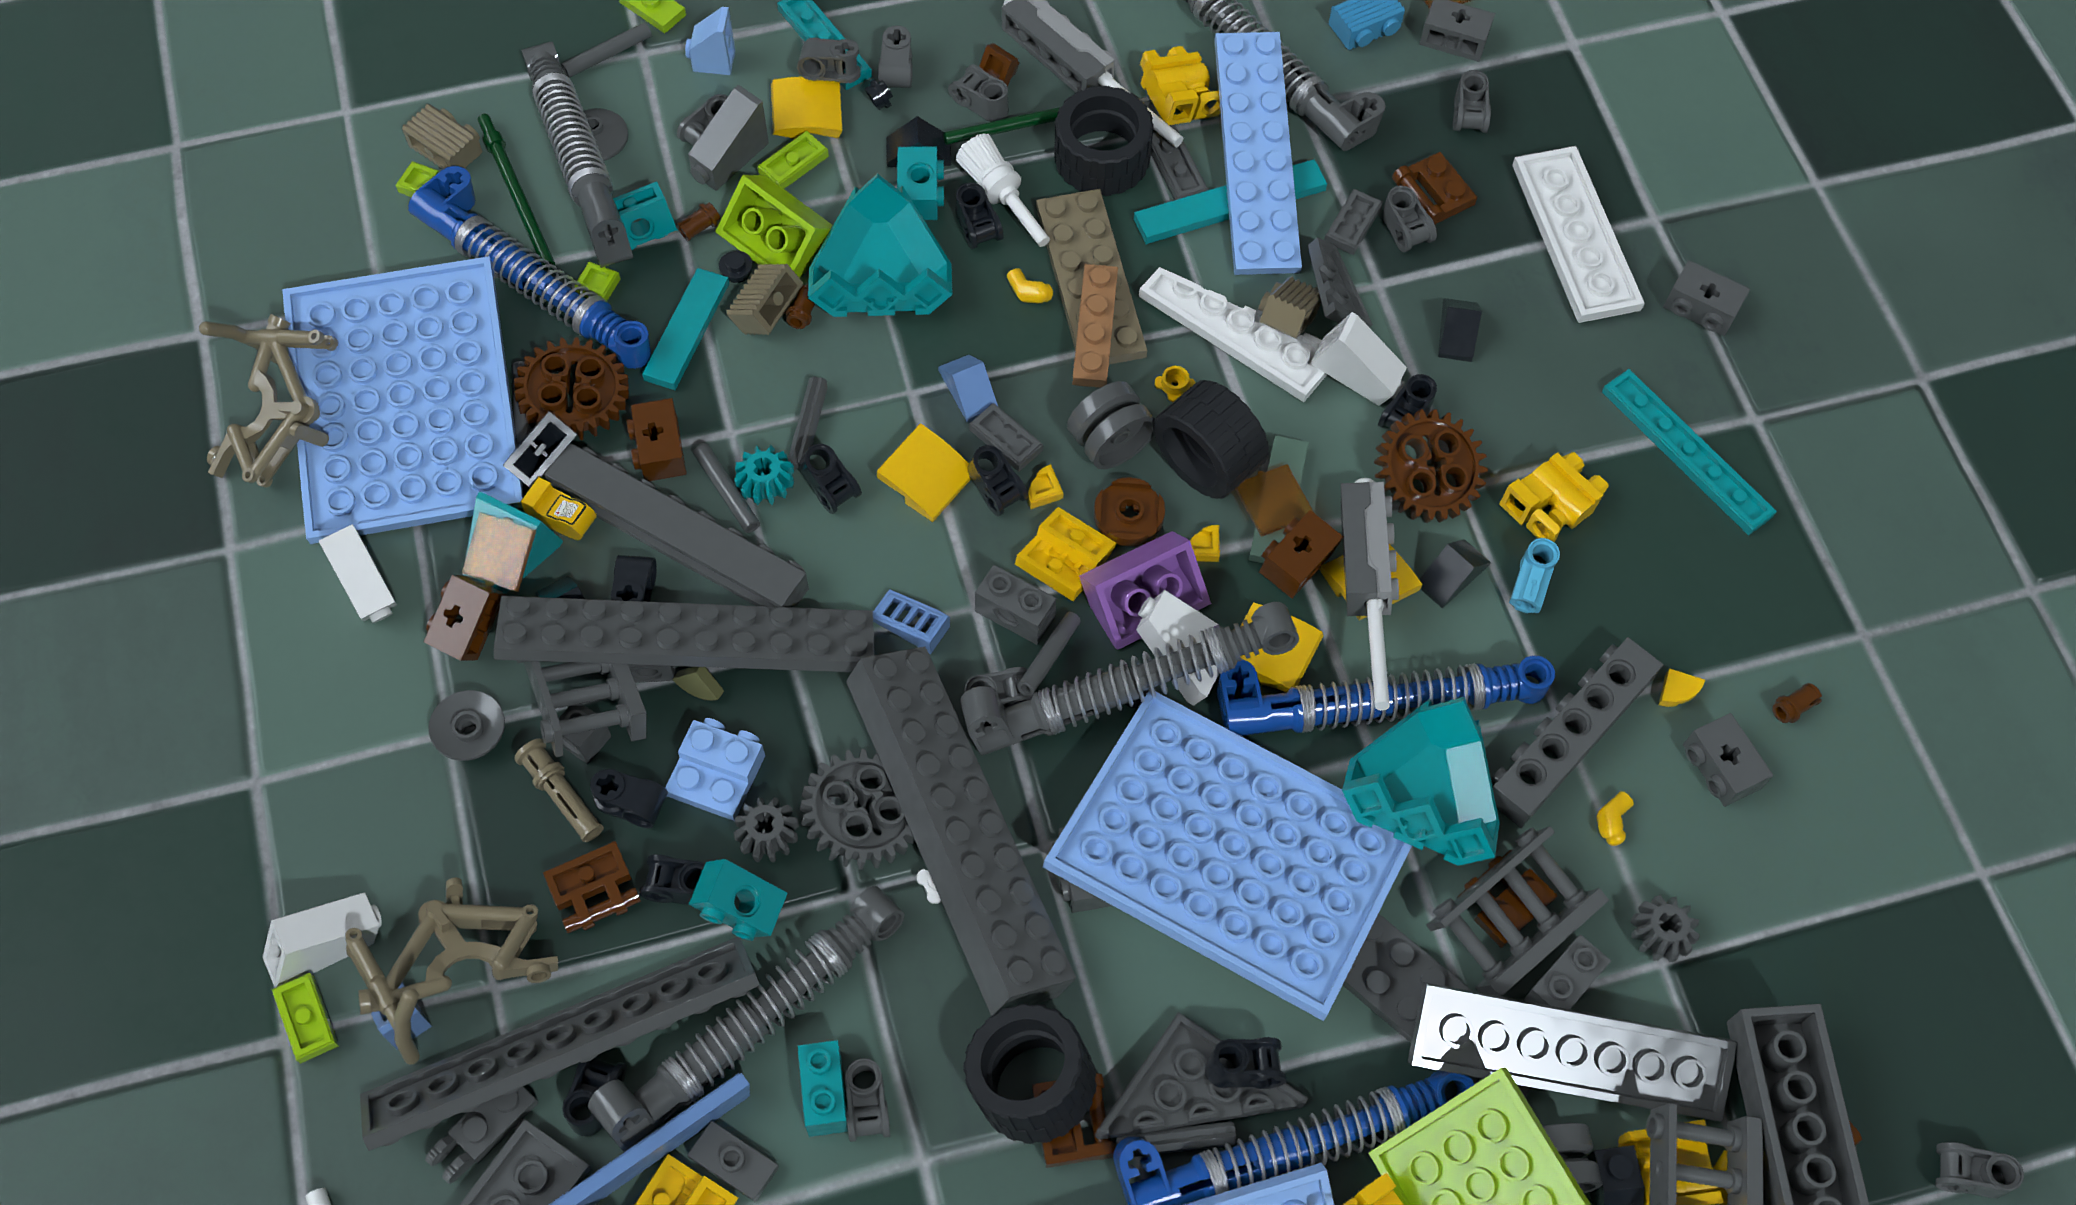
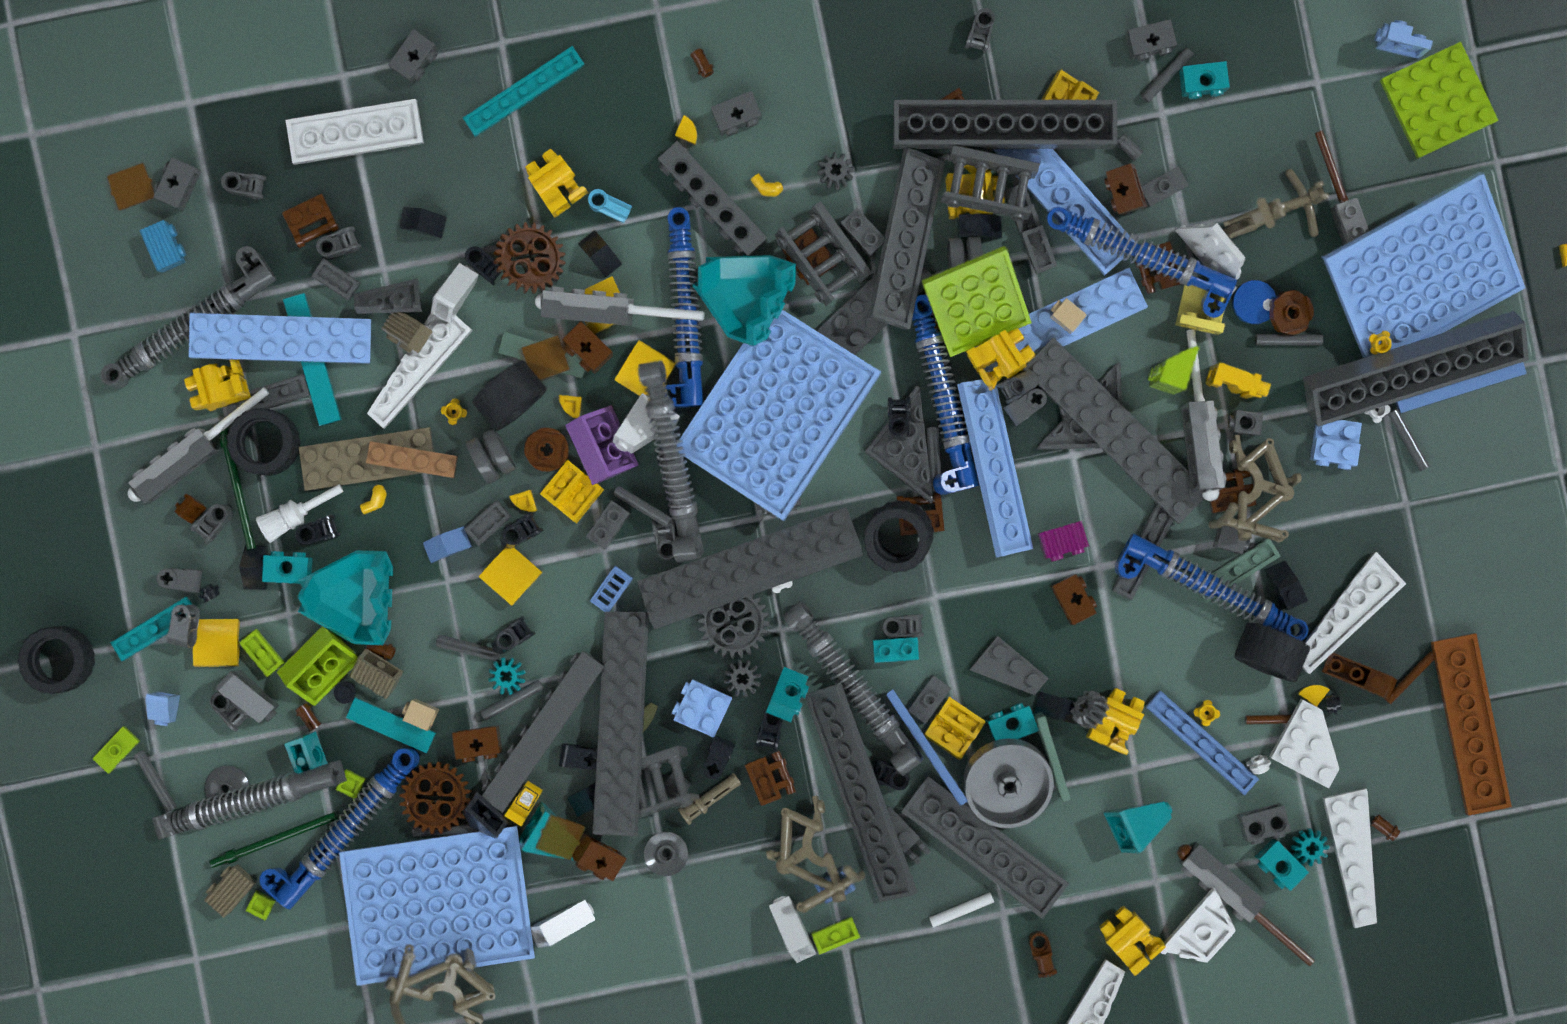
camera: 85 degrees left, 25 degrees up
(702, 362) = (420, 714): none -> tan brick

